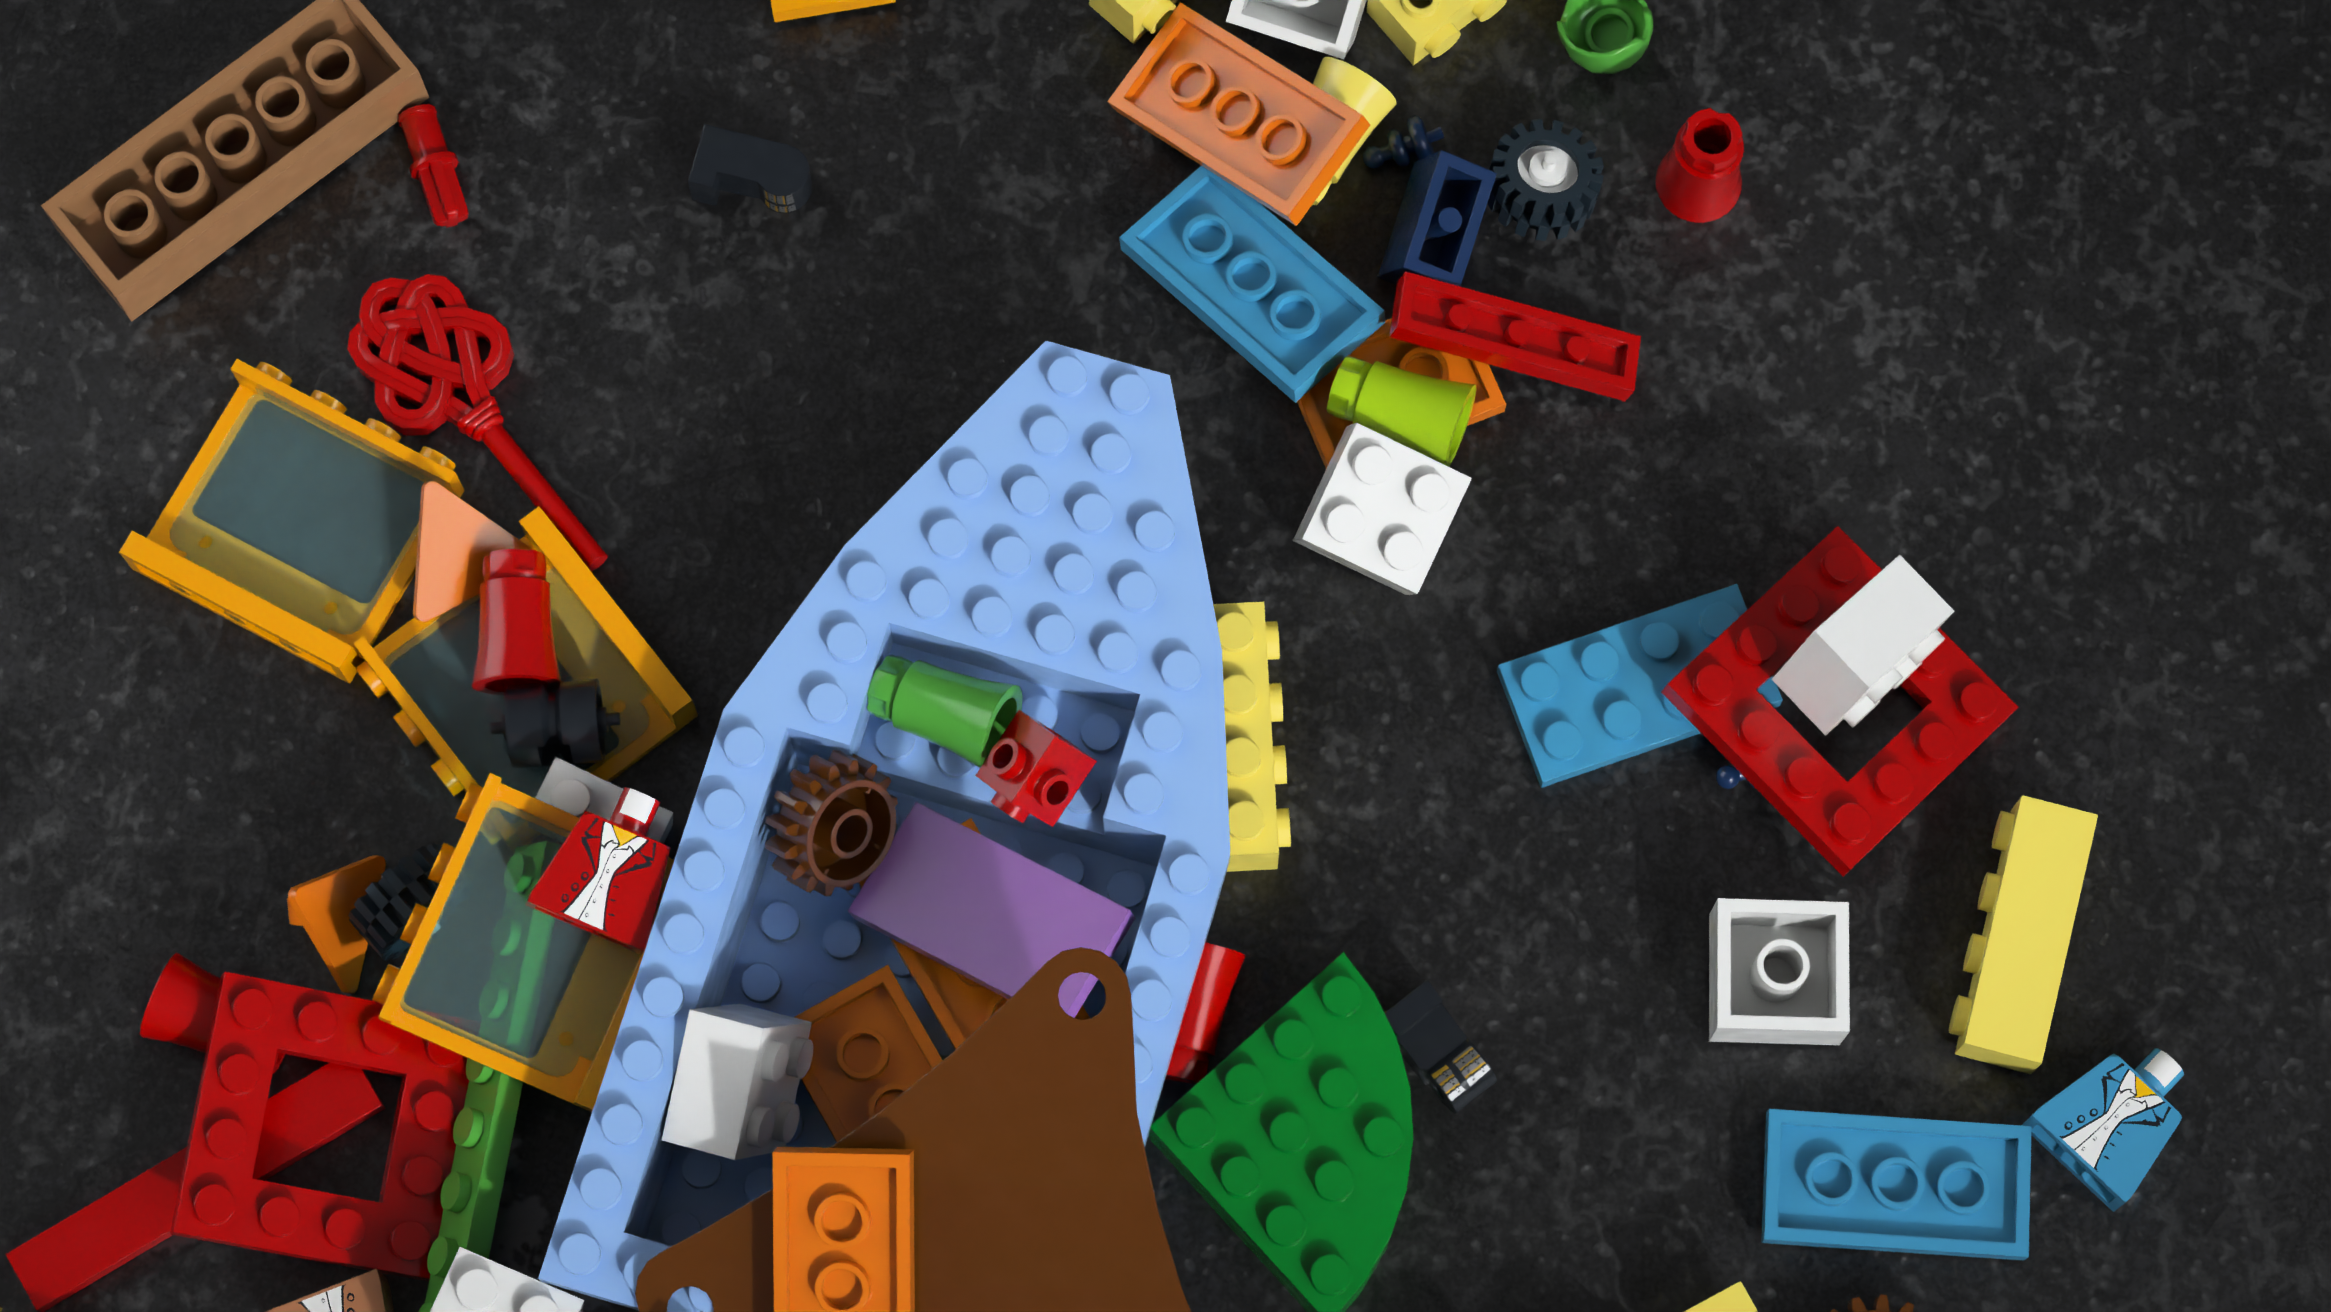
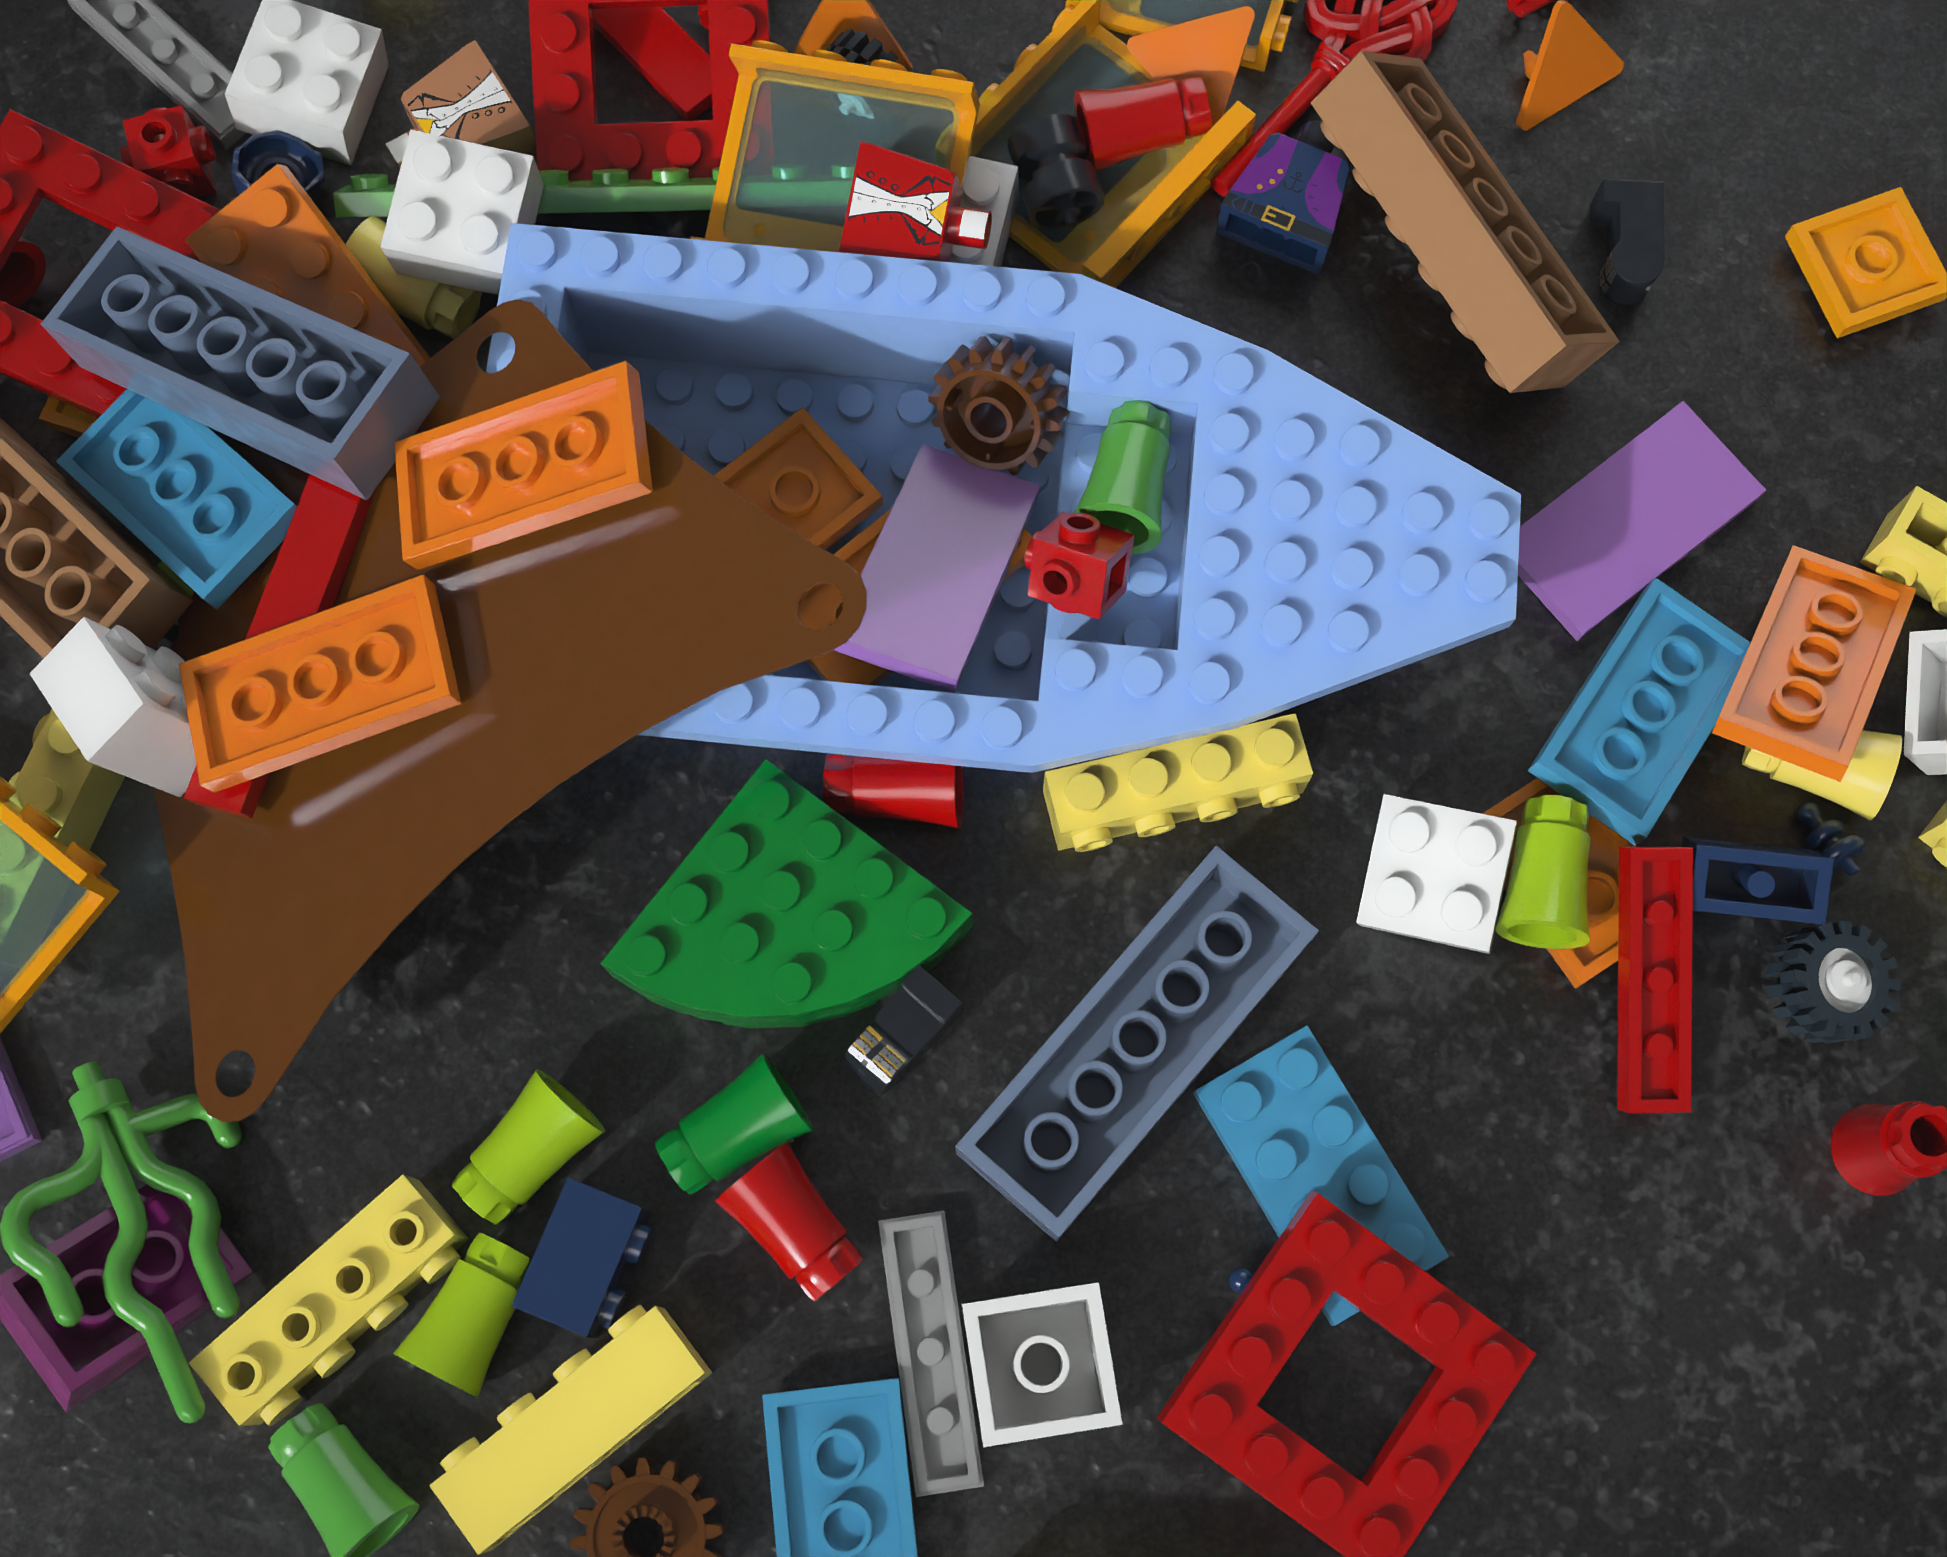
camera: 80 degrees right, 0 degrees up
(542, 181) = (1567, 67): none -> orange piece
(630, 492) = (1288, 199): none -> torso
(710, 329) = (1462, 223): none -> medium nougat brick
(738, 1081) = (735, 369): white brick -> none
(1046, 240) = (1632, 520): none -> medium lavender tile
(1493, 824) = (1135, 1043): none -> sand blue brick
(1505, 1225) = (734, 1127): none -> green plant
(1604, 1185) = (792, 1222): none -> red plant
(1744, 1078) = (930, 1354): none -> light grey tile
(1865, 648) = (1401, 1397): white brick -> none

